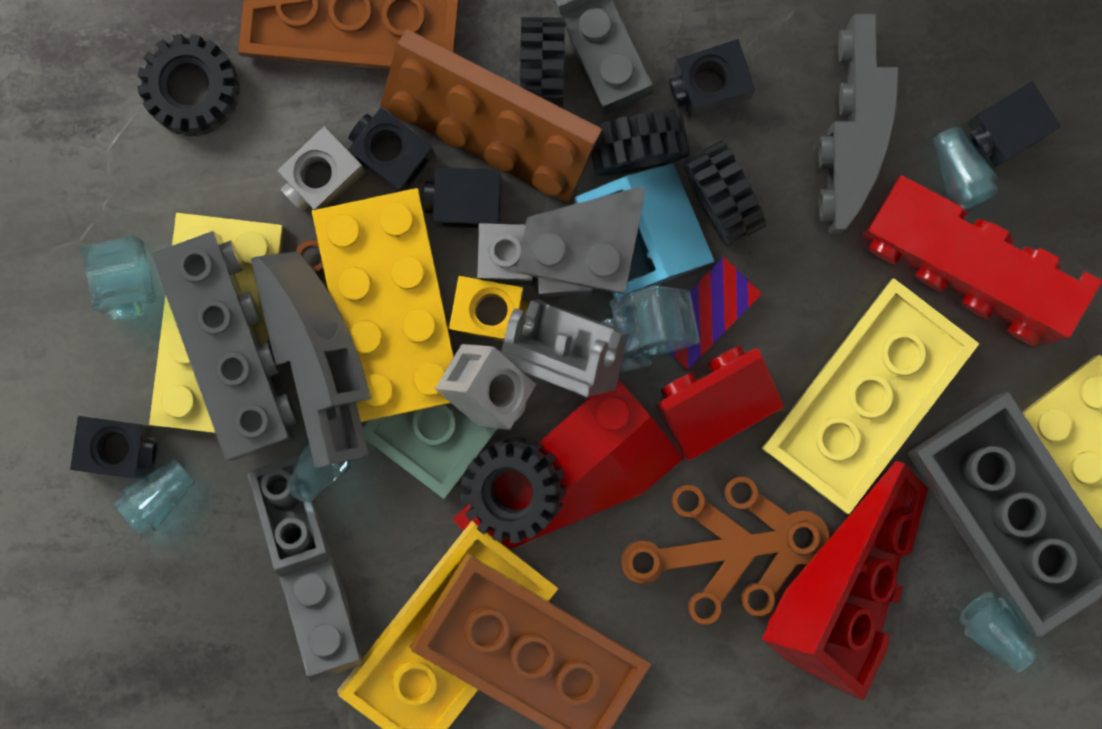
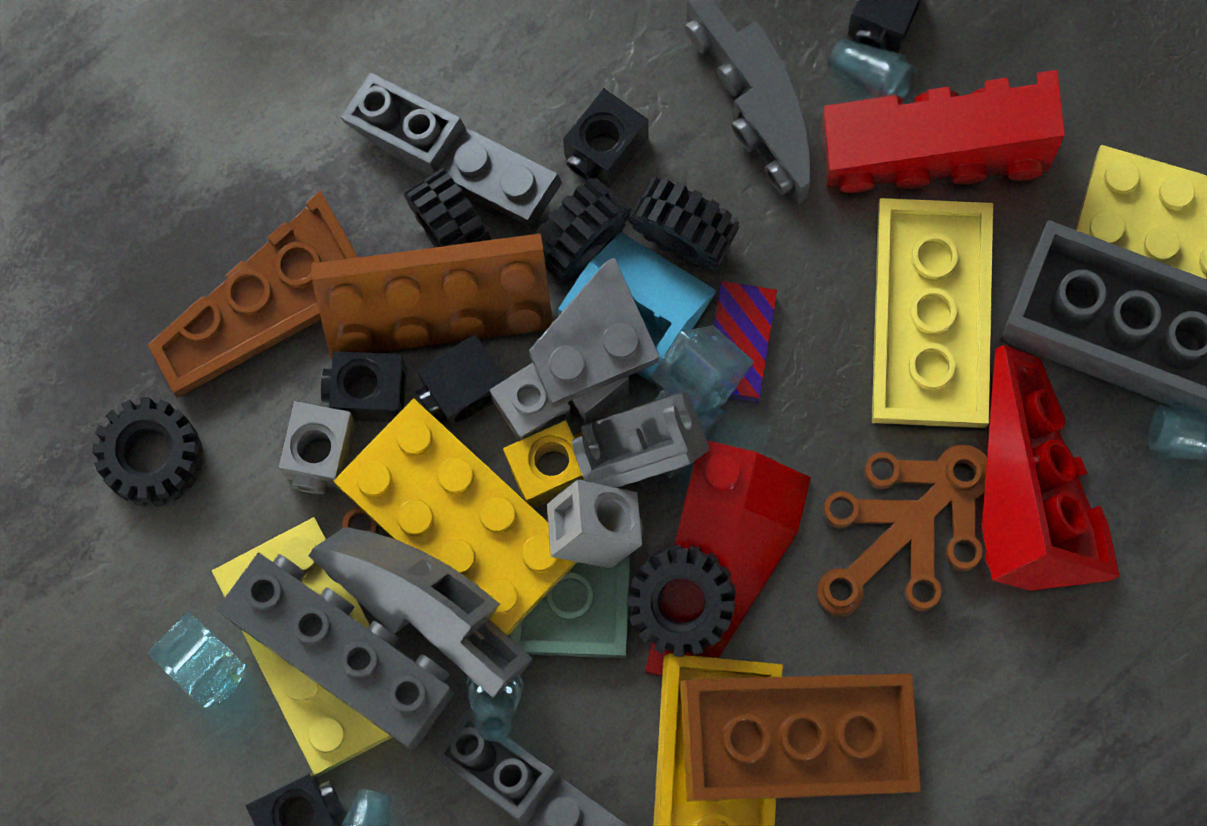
camera: 30 degrees left, 10 degrees down
(719, 404) = (808, 403): red slope -> none

